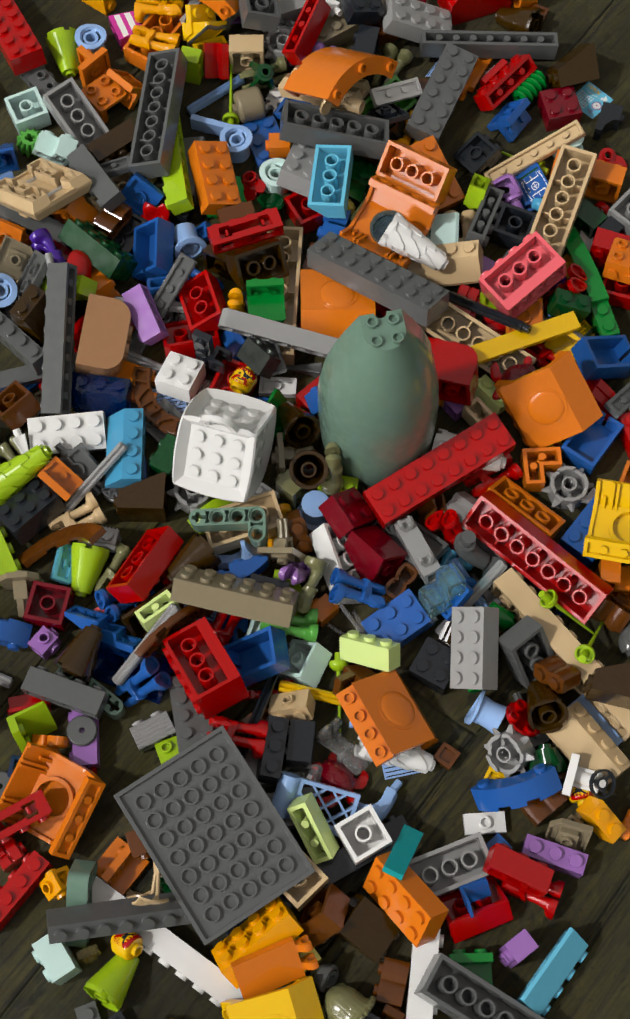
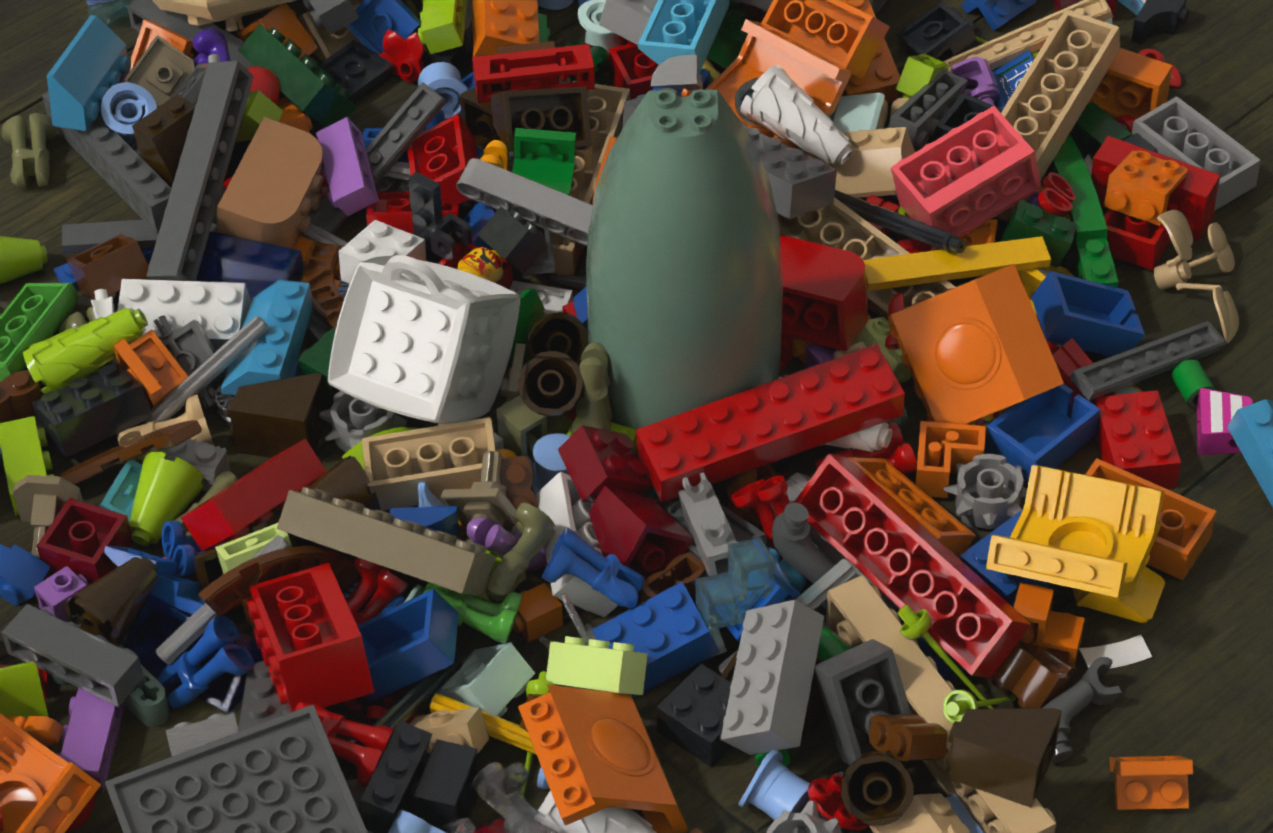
camera: 10 degrees right, 20 degrees down
(76, 725) = (89, 730): dark grey piece -> none
(112, 222) = (336, 49): reddish brown brick -> none
(153, 249) = (385, 85): blue piece -> none
(229, 524) = (411, 445): sand green beam -> none
(252, 185) = (565, 31): red plate -> none
(335, 221) = (678, 73): none -> light grey brick

